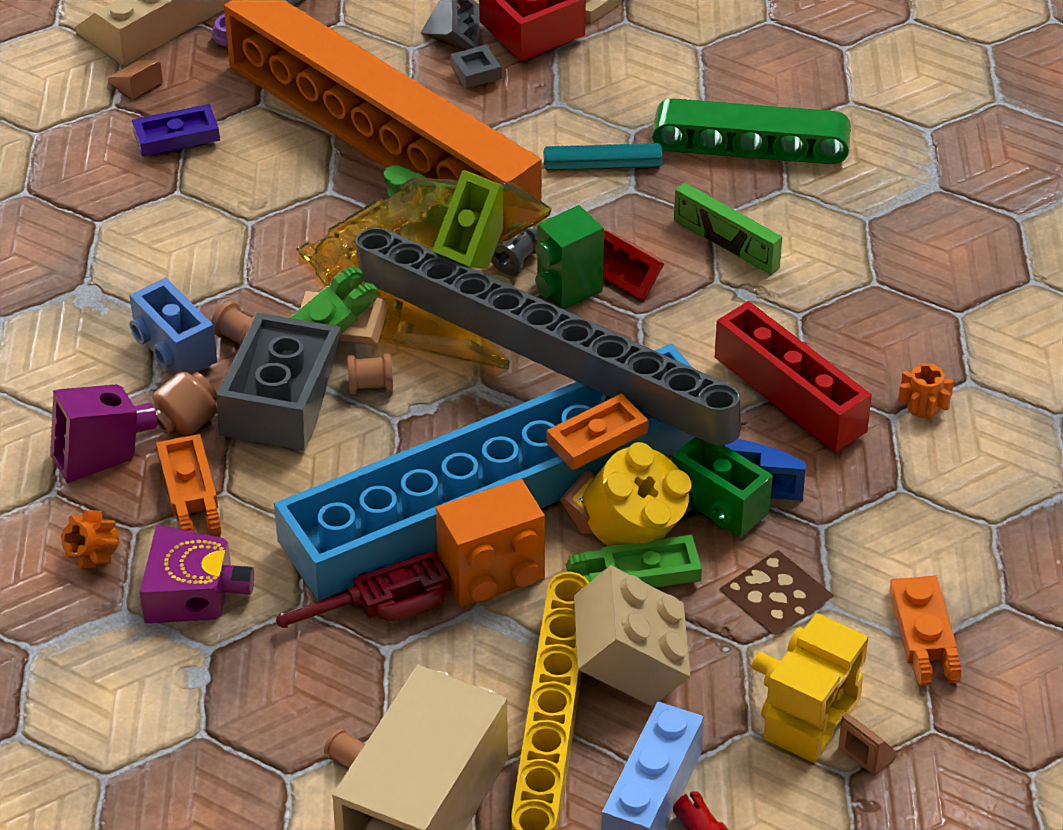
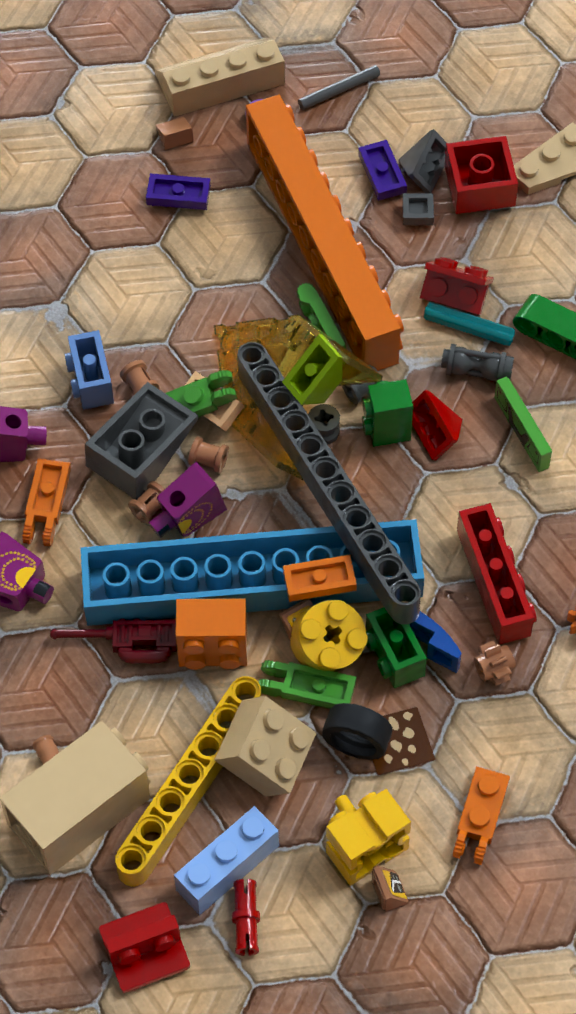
camera: 25 degrees right, 15 degrees up
(184, 404) = (70, 433): nougat head -> none
(328, 445) = (147, 503): none -> nougat bush
(379, 418) = (188, 503): none -> magenta torso
(411, 42) = (382, 170): none -> dark purple plate
(566, 117) = (456, 286): none -> red bracket
(657, 185) = (477, 363): none -> dark grey piece
(726, 562) = (357, 731): none -> black tyre
(846, 466) = (494, 663): none -> nougat gear

